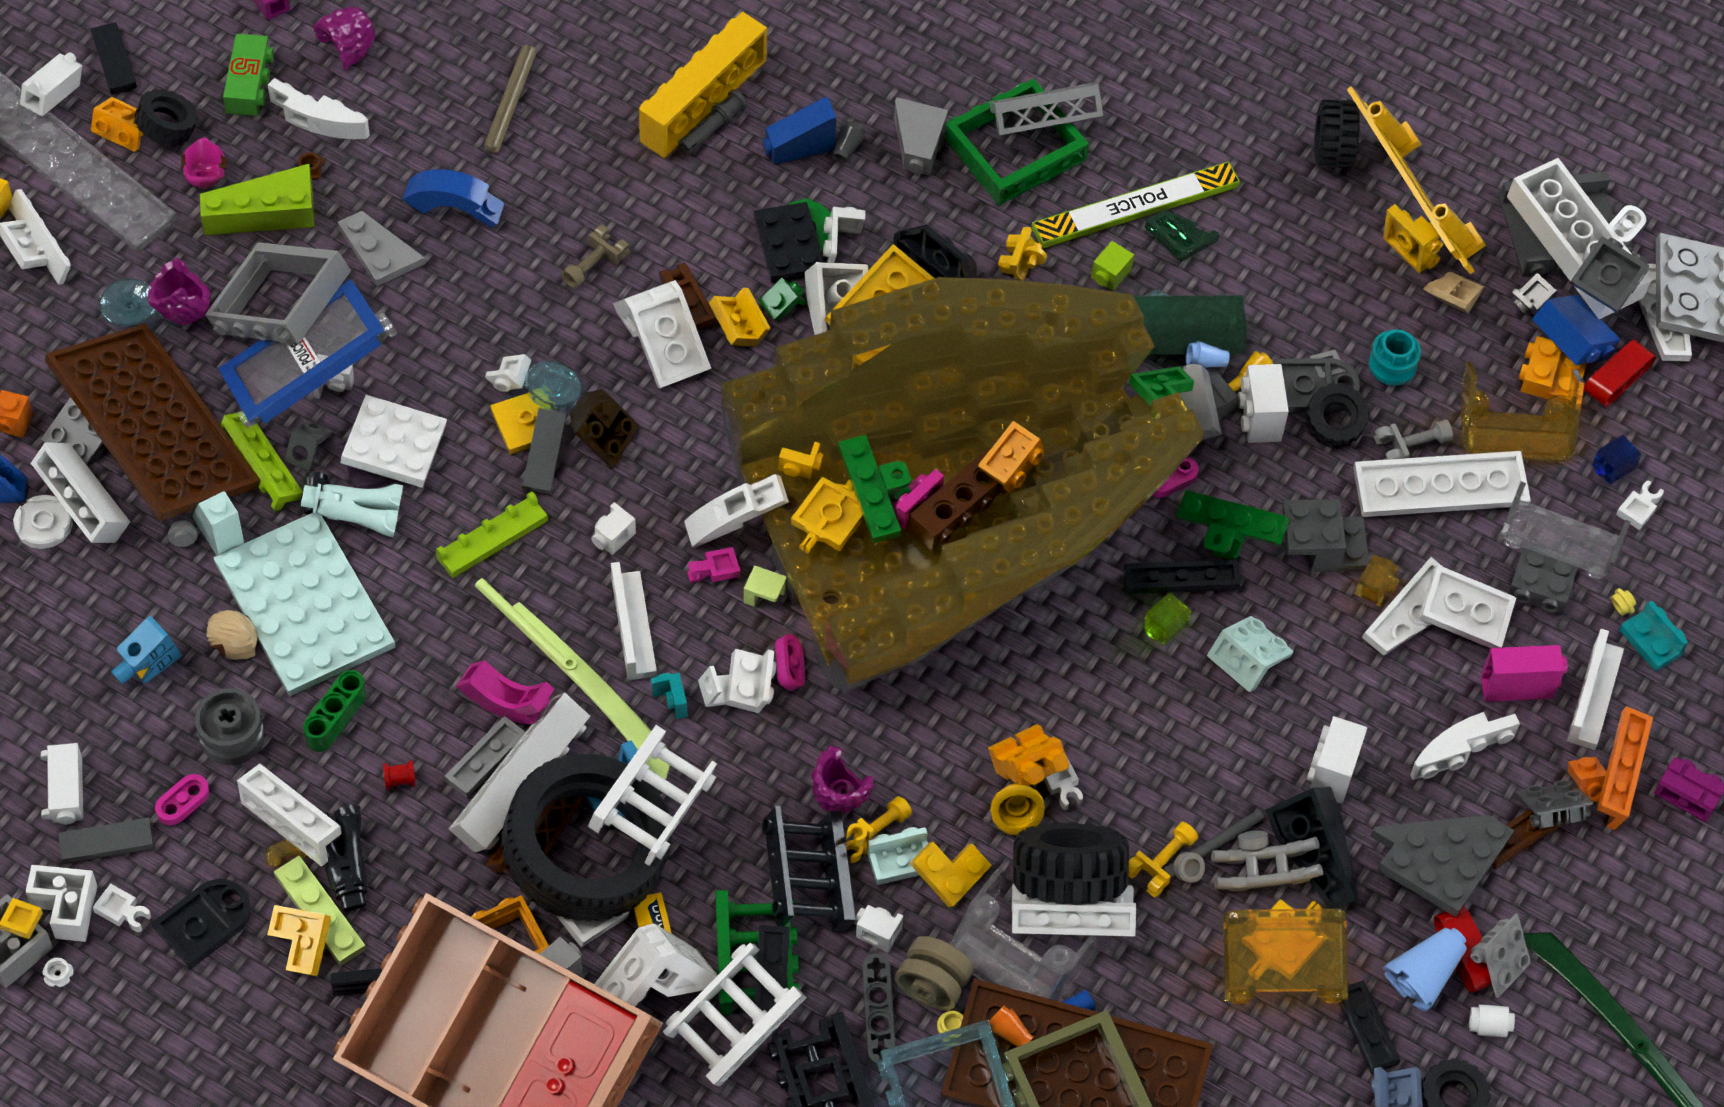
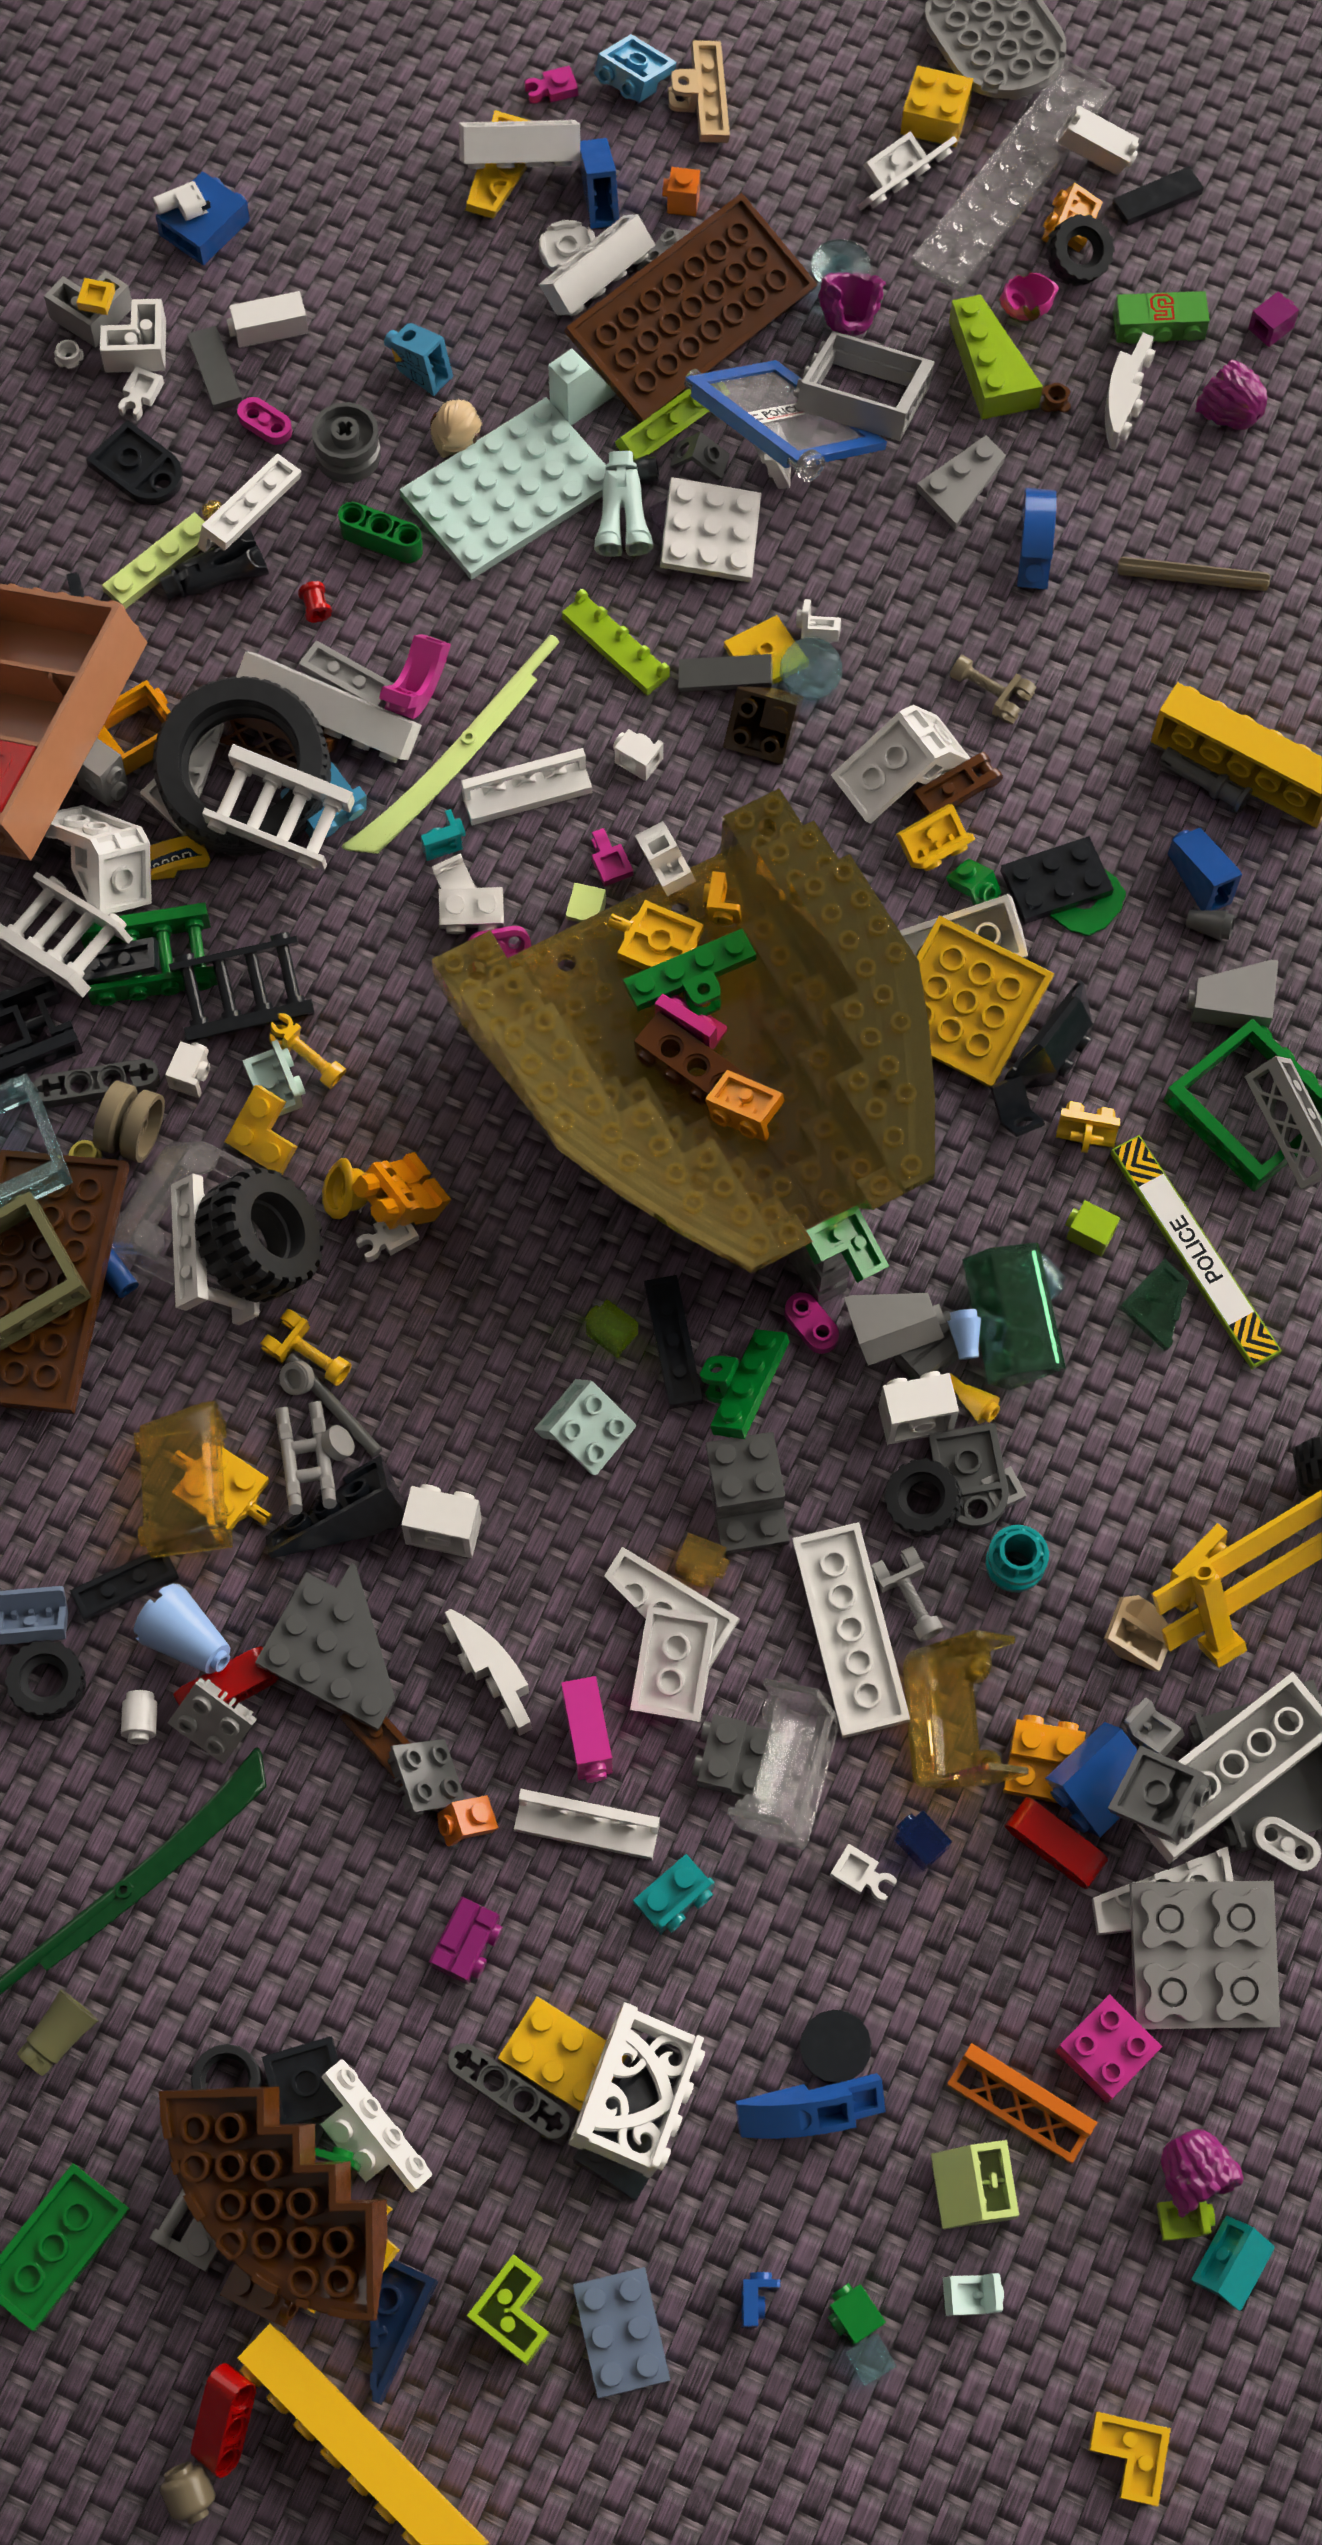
camera: 85 degrees right, 10 degrees up
(308, 937) = (124, 548): yellow plate -> none
(833, 777) = (343, 998): magenta hair -> none
(842, 220) = (1097, 933): white bracket -> none
(1010, 1027) = (67, 1199): orange cone -> none
(1623, 602) = (716, 1854): light yellow plate -> none
(1624, 766) = (478, 1853): orange fence -> none

